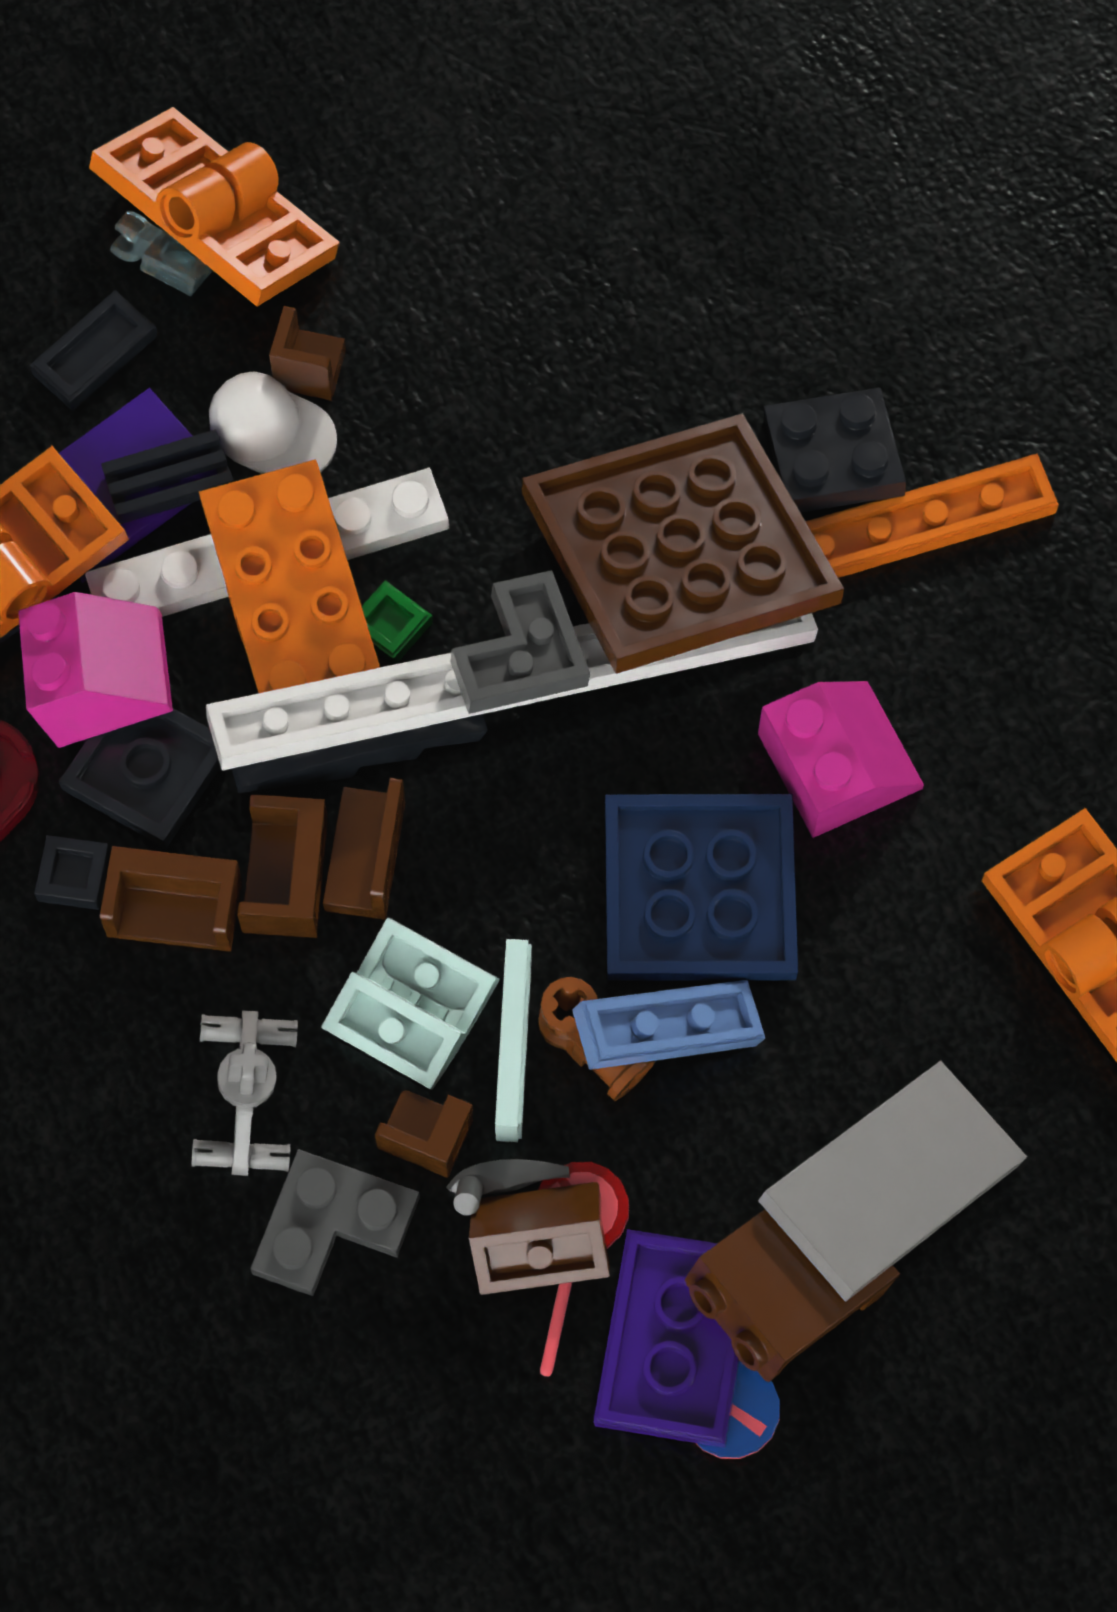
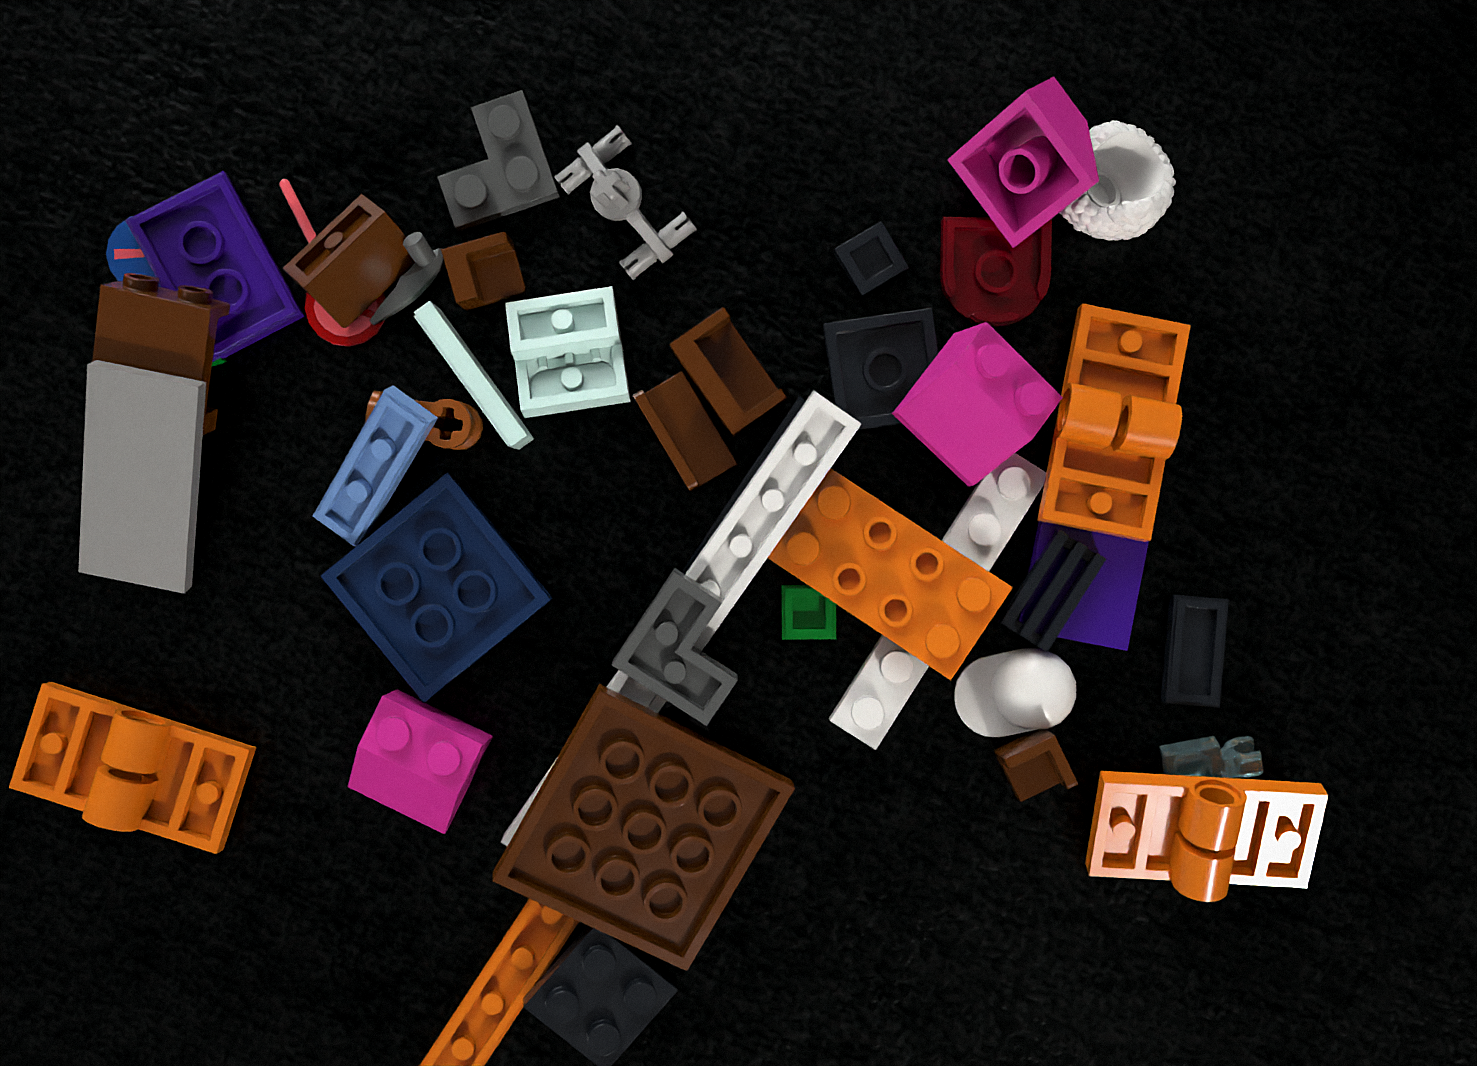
camera: 145 degrees right, 20 degrees up
(171, 898) = (785, 291): reddish brown panel -> none

